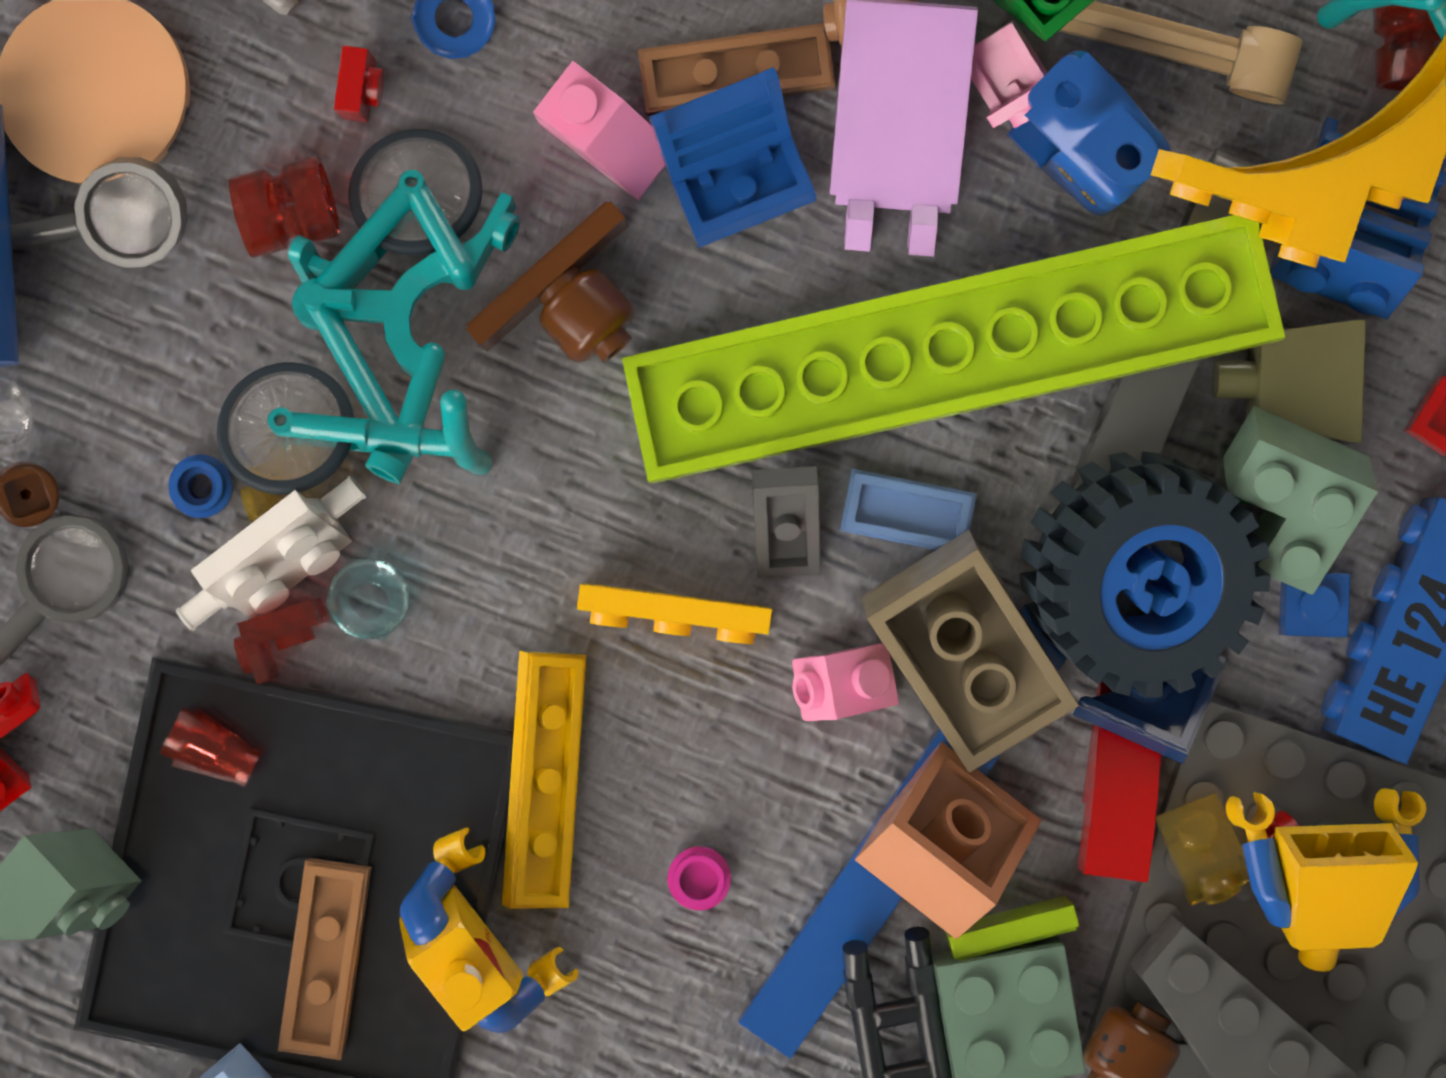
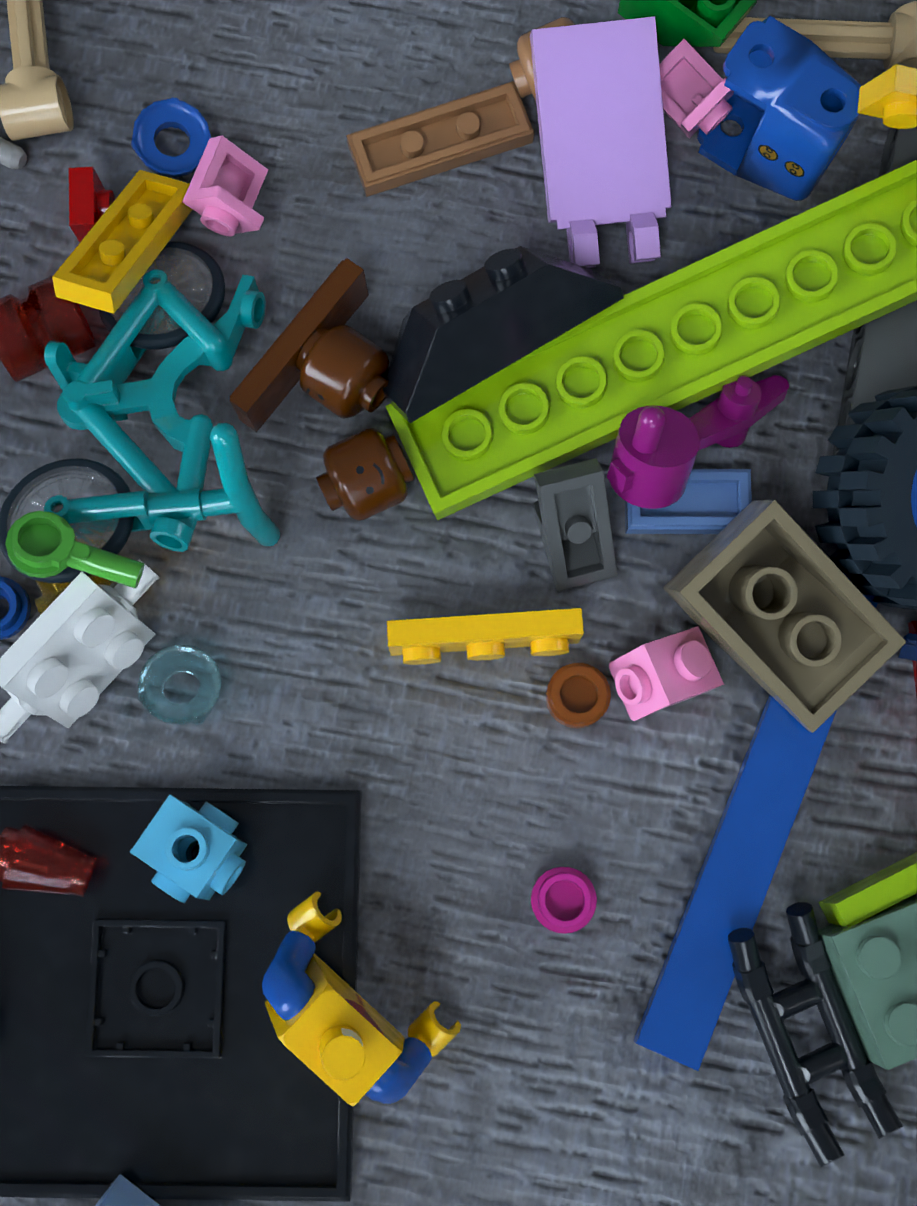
camera: 10 degrees left, 10 degrees down
(265, 459) = (45, 545): none -> bright green plate
(287, 626) = (99, 724): clear red bracket -> none
(324, 958) = (194, 1064): medium nougat tile -> none
(332, 761) = (169, 845): none -> medium azure brick
(389, 136) = (123, 242): none -> yellow plate
(501, 90) = (226, 188): none -> bright pink bracket
(543, 780) = (387, 832): yellow tile -> none
(588, 427) = (365, 474): none -> reddish brown head
(602, 130) = (326, 205): bright pink slope -> none
(733, 158) = (451, 193): blue plate -> none
(742, 298) = (487, 324): none -> black wedge
(755, 685) = (578, 695): none -> dark orange tile
(884, 463) = (660, 444): none -> magenta piece
(949, 842) = (811, 808): nougat slope -> none

